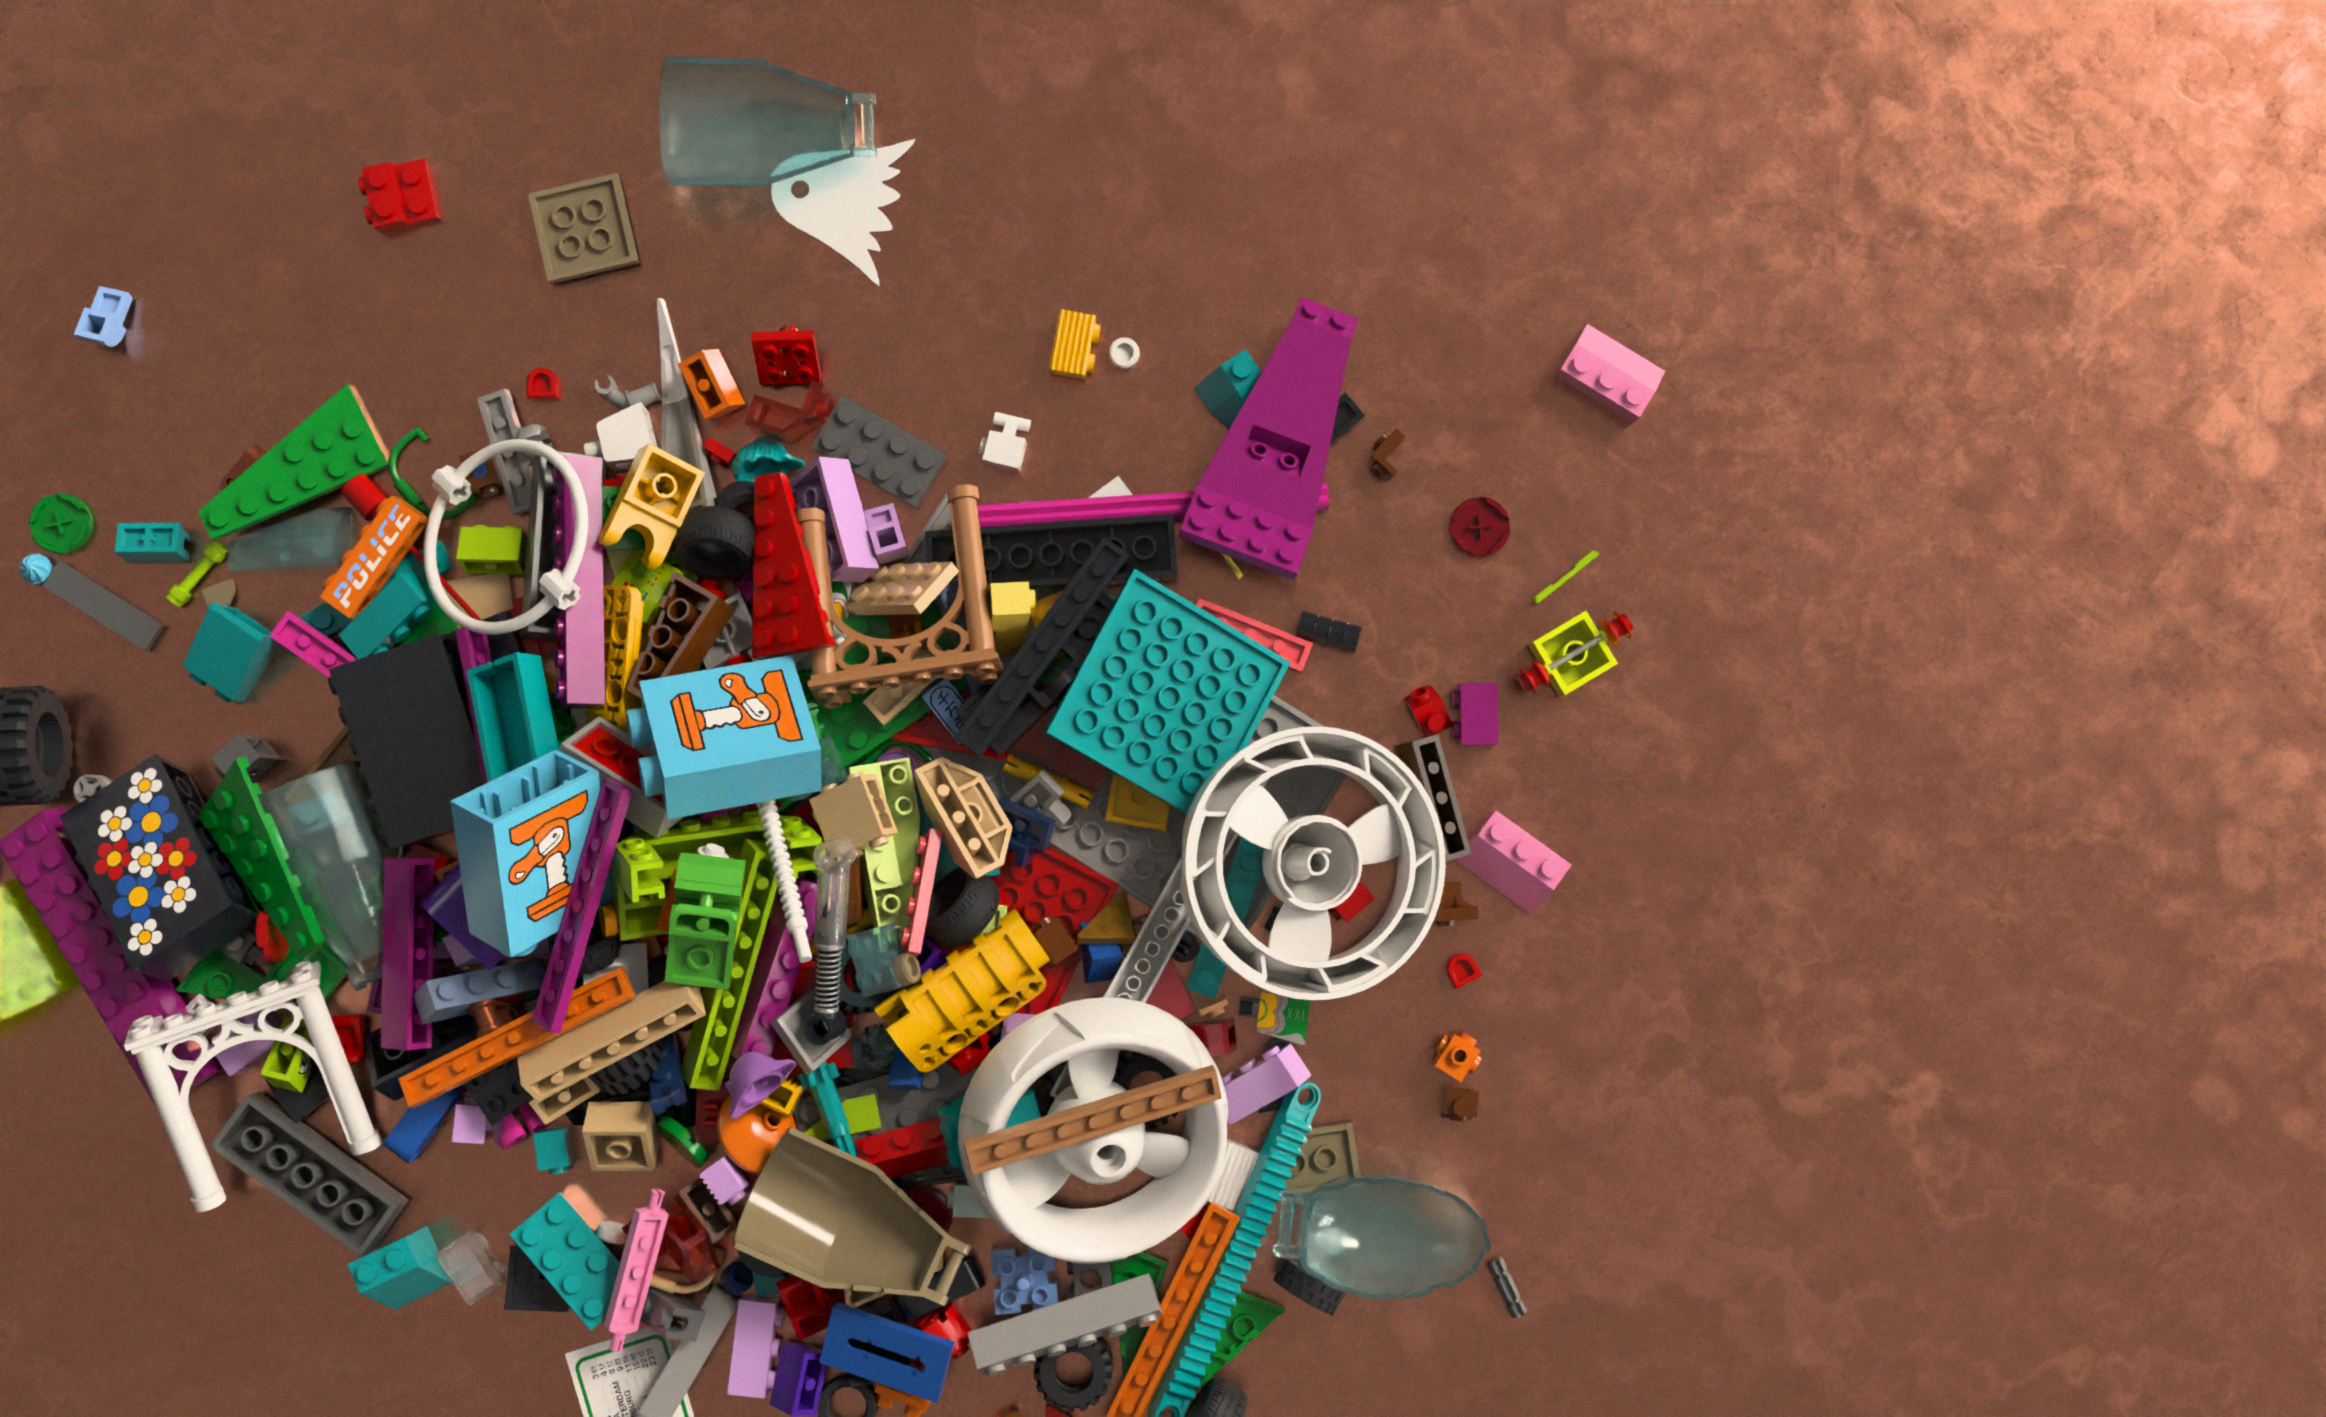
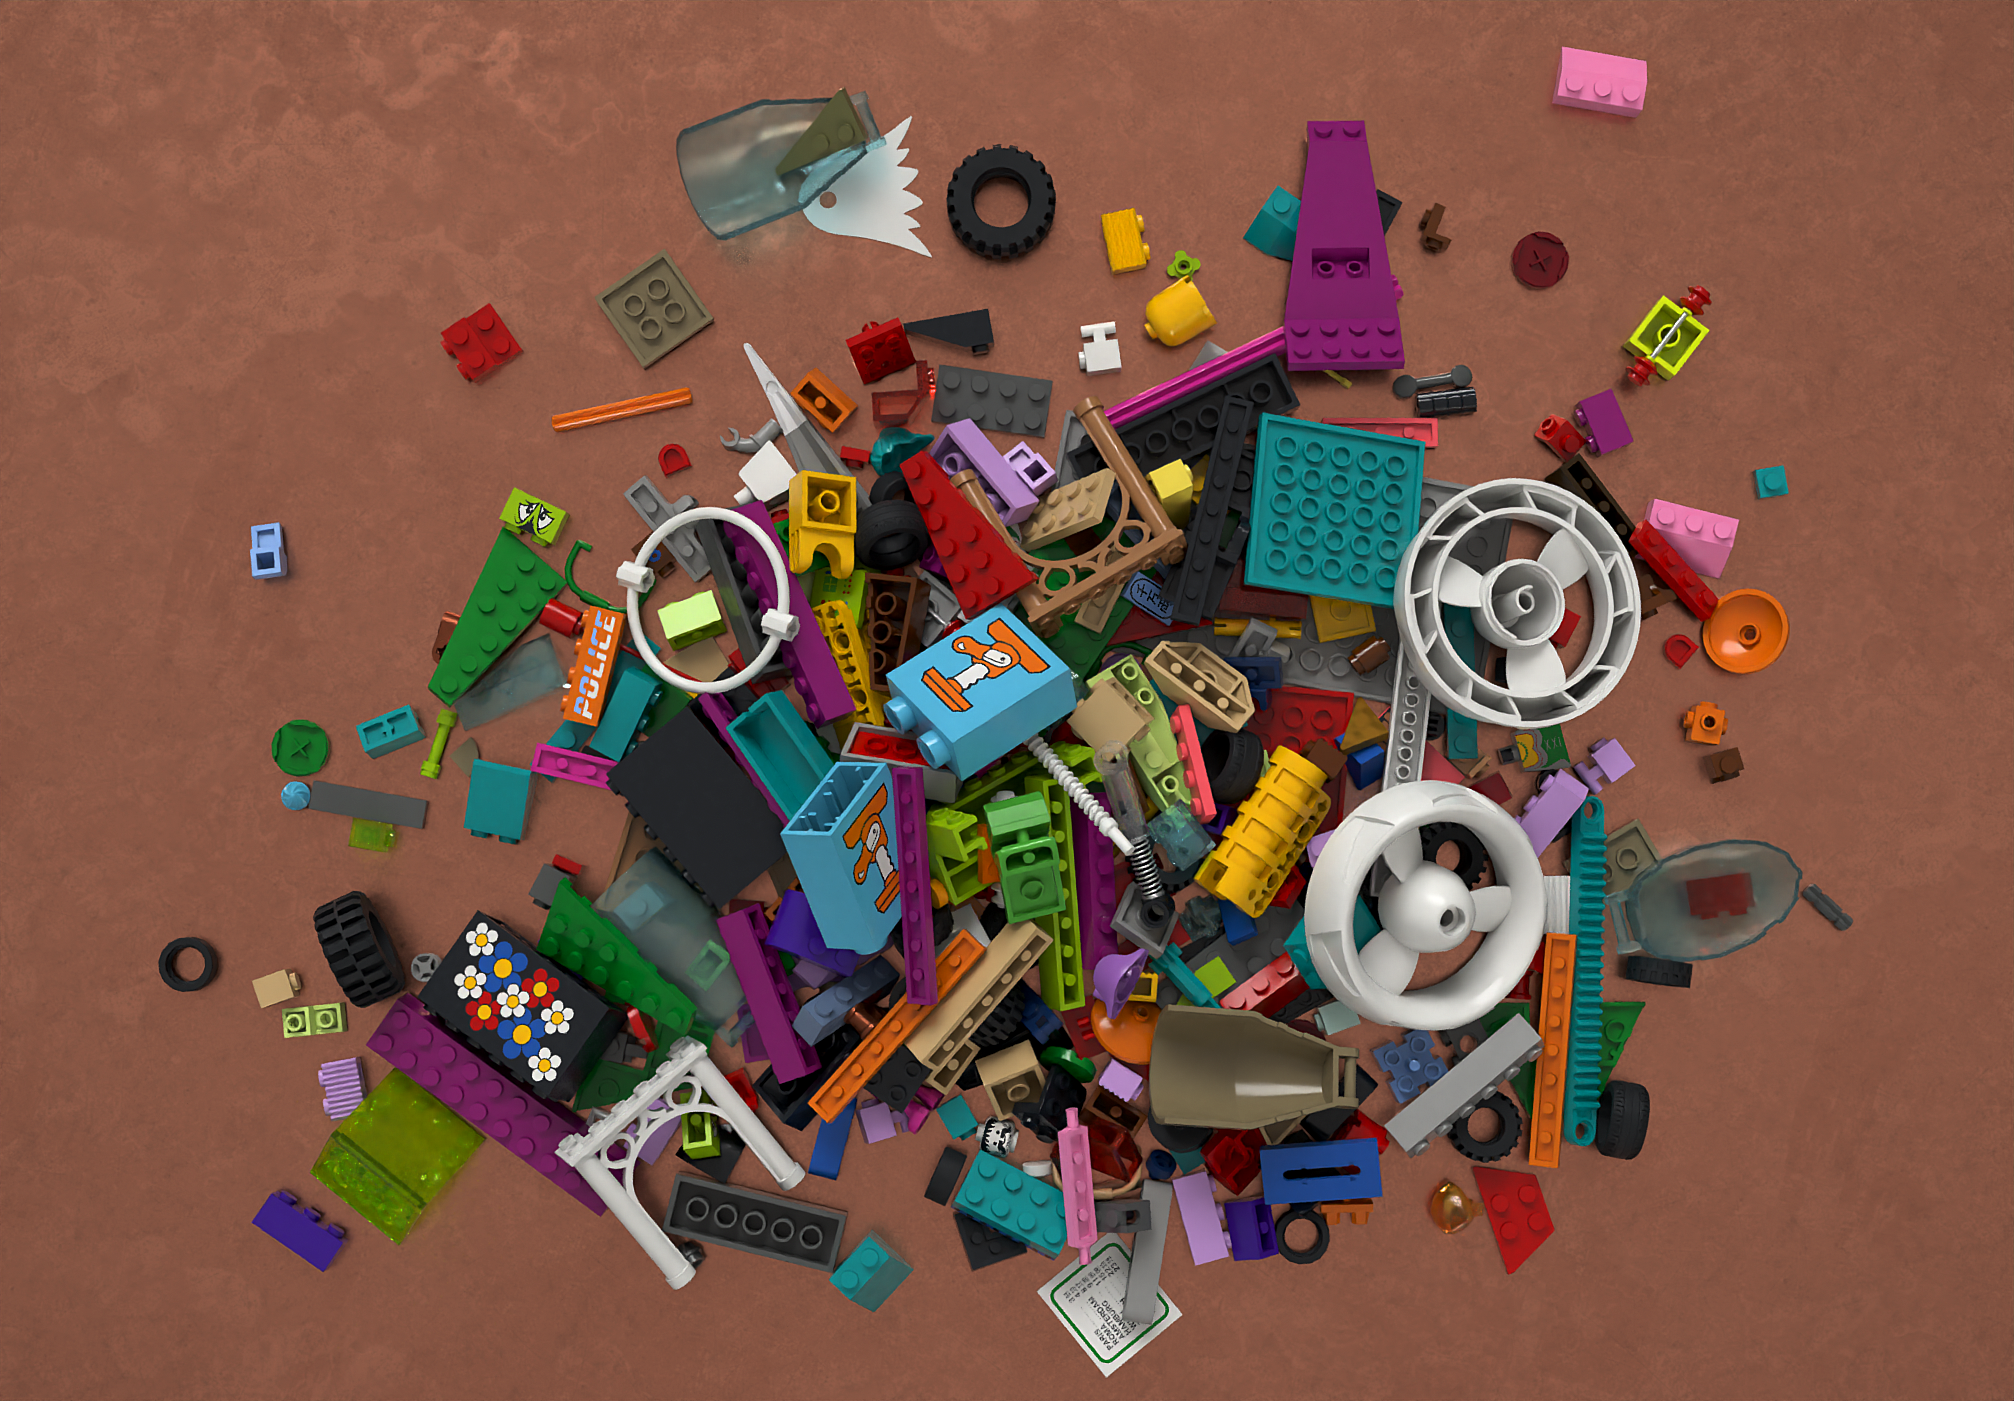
camera: 20 degrees left, 0 degrees up
(91, 637) = (371, 835): none -> clear neon green brick
(233, 1180) = (691, 1253): none -> dark grey plate
(273, 744) = (568, 865): none -> red tile
(380, 386) = (533, 516): none -> lime brick
(472, 1266) = (927, 1247): clear brick -> none
(511, 315) = (621, 409): none -> orange axle
(515, 1204) = (945, 1176): none -> black tyre
(585, 1185) = (997, 1137): none -> white head
(660, 1168) = (1049, 1114): none -> black bracket
(823, 120) = (830, 132): none -> olive wing
(878, 370) = (960, 331): none -> black slope
(906, 969) = (1209, 832): dark tan tile -> none
(959, 218) = (996, 164): none -> black tyre
(1092, 1120) = (1426, 892): medium nougat plate -> none
(1096, 437) = (1178, 313): none -> yellow cylinder
(1113, 393) = (1182, 259): none -> lime plate
(1124, 353) = (1170, 231): white tile -> none
(1148, 853) = (1369, 655): none -> reddish brown brick
(1166, 1247) = (1521, 990): none -> red bush
(1295, 599) = (1407, 385): none -> dark grey bar
(1346, 1054) = (1608, 761): none -> lavender brick
(1402, 1234) = (1720, 894): none -> clear red brick
(1486, 889) = (1673, 570): none -> red plate
(1524, 964) = (1734, 619): none -> orange dish
(1578, 566) = (1640, 258): lime piece -> none
(1621, 839) = (1770, 482): none -> teal plate

